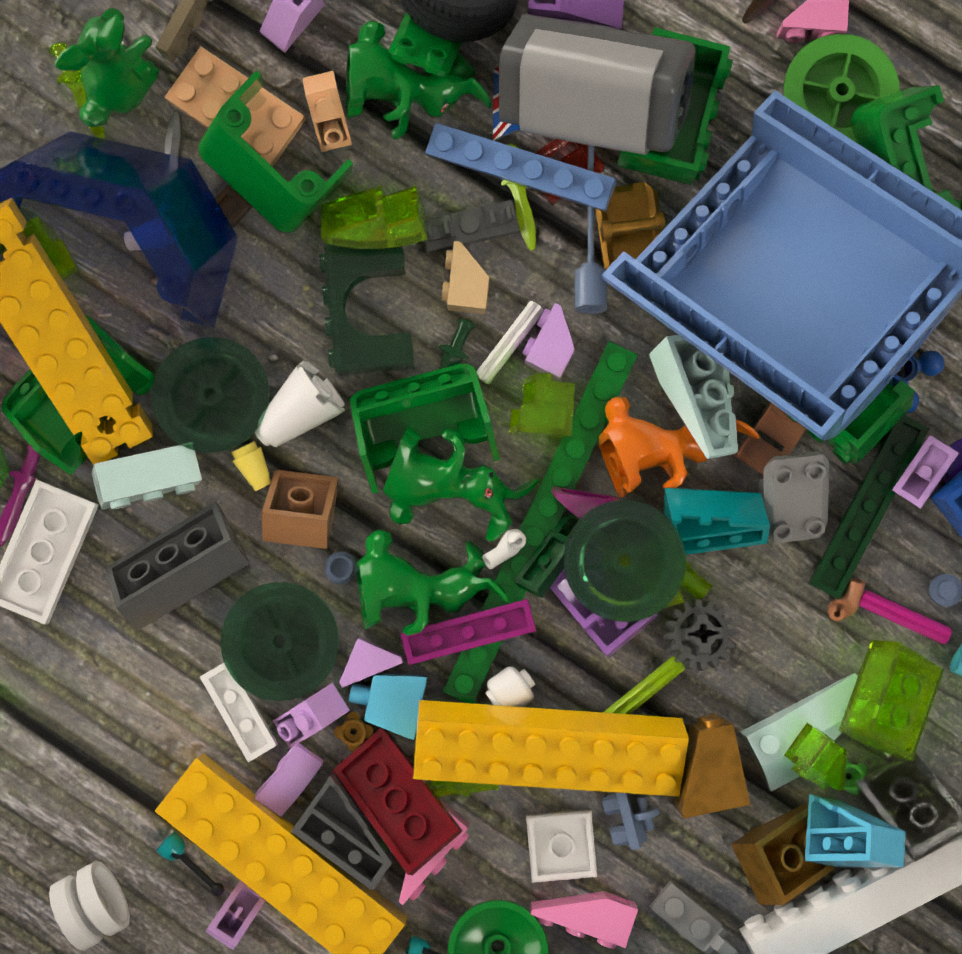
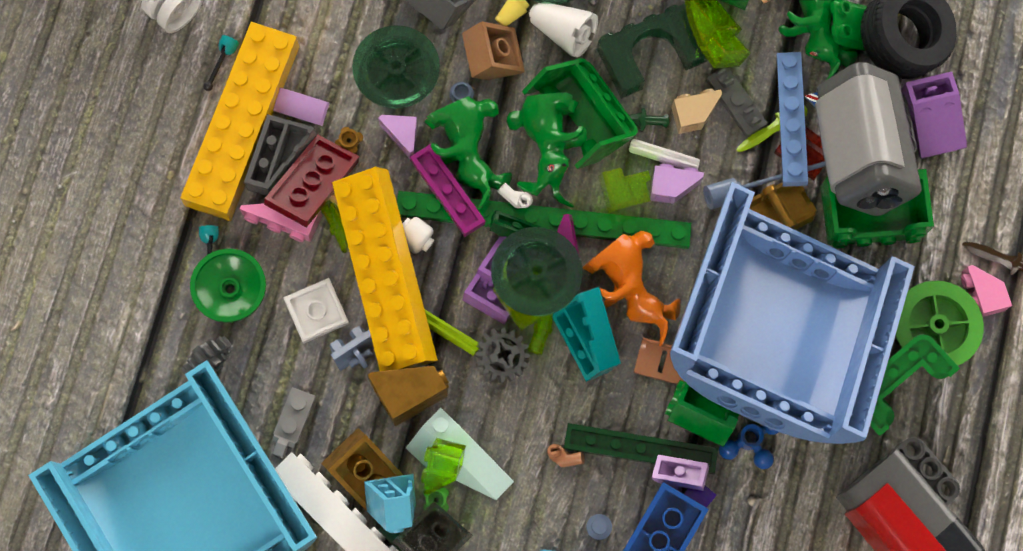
camera: 60 degrees right, 10 degrees down
(235, 915) = (194, 102): lavender slope -> none
(239, 713) = (335, 59): white plate -> none
(311, 715) = (351, 106): lavender slope -> none
(392, 701) = (382, 153): medium azure torso -> none
(594, 914) = (275, 353): bright pink slope -> none
(699, 393) = (669, 295): light aqua wedge -> none
(796, 496) = (627, 390): light grey shield -> none
(891, 699) = (504, 508): clear neon green slope -> none
(905, 617) = (568, 503): dark pink axle -> none

